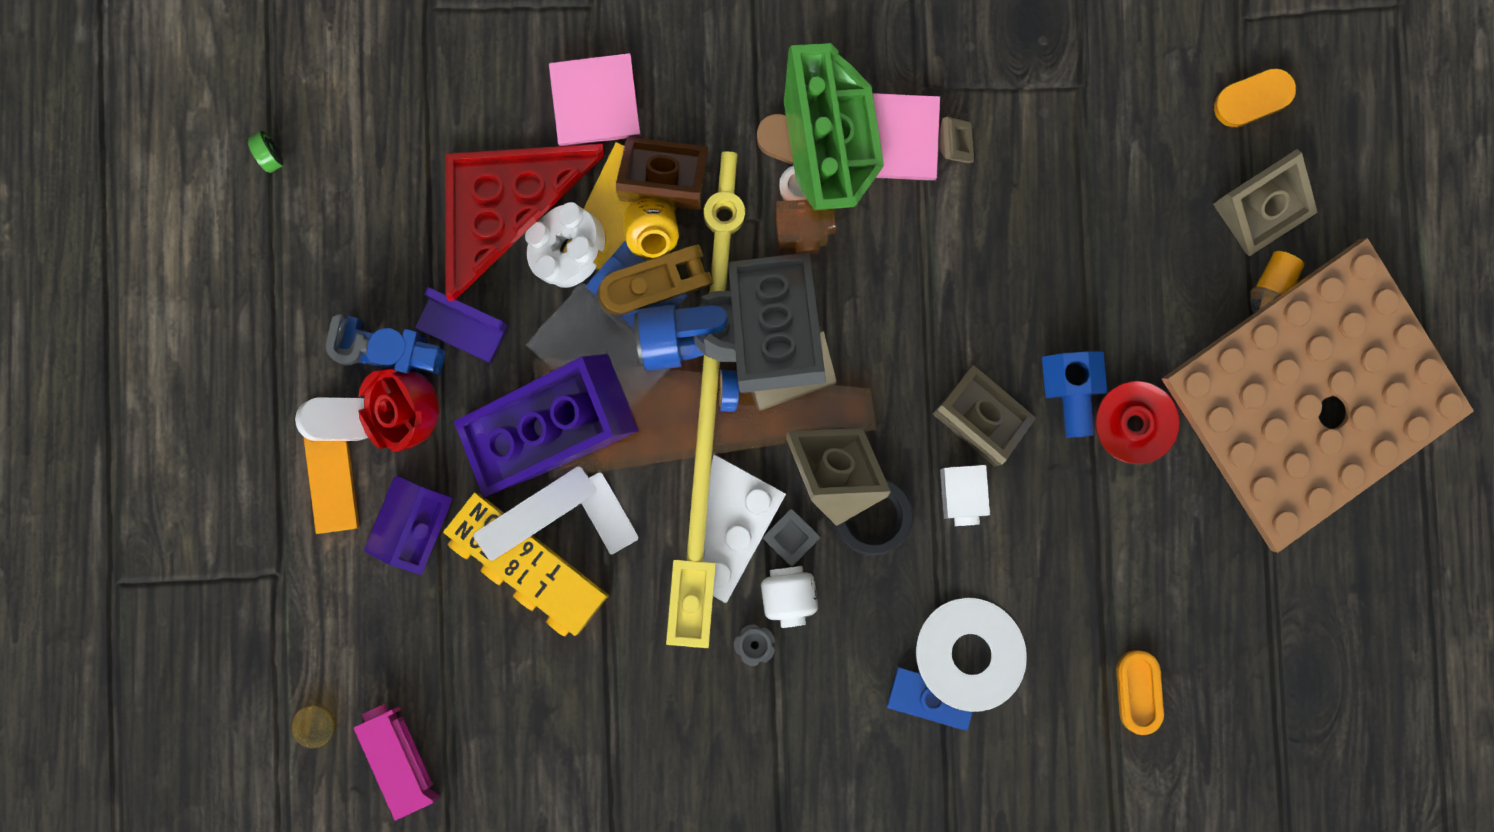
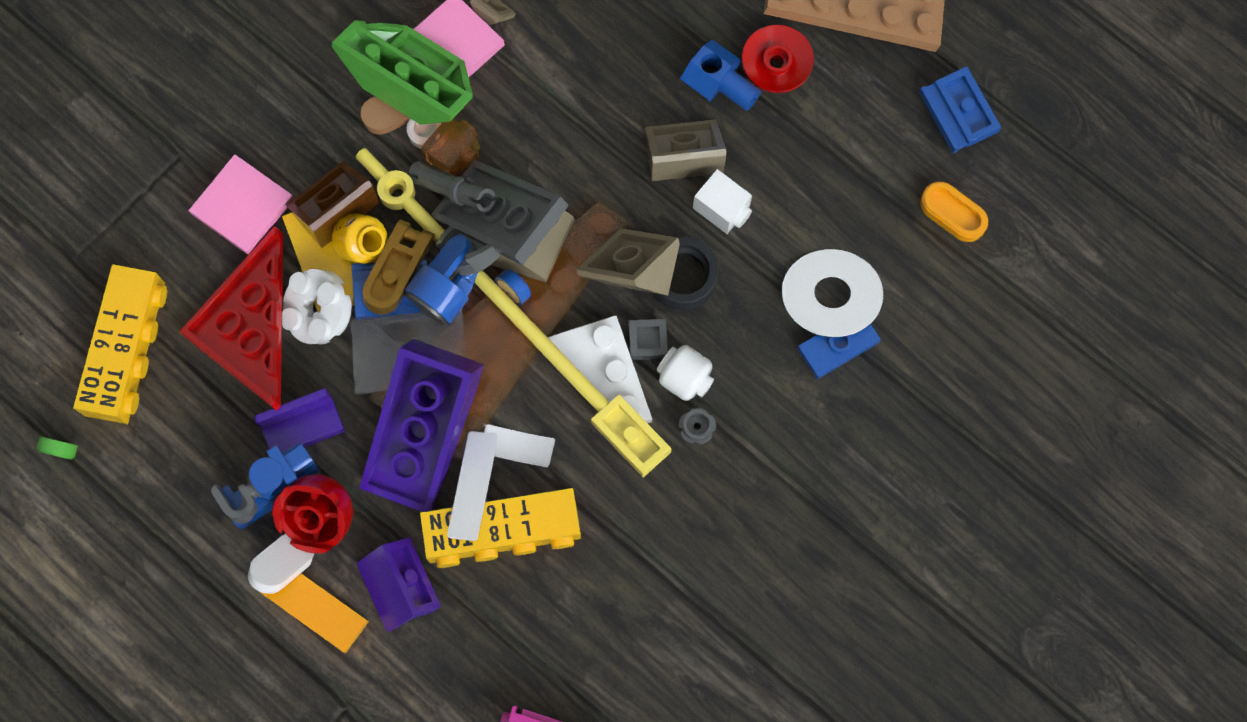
camera: 50 degrees left, 10 degrees down
(391, 119) = (120, 344): none -> yellow brick
(766, 271) = (459, 189): none -> dark grey pin
(1236, 618) = (959, 110): none -> blue plate

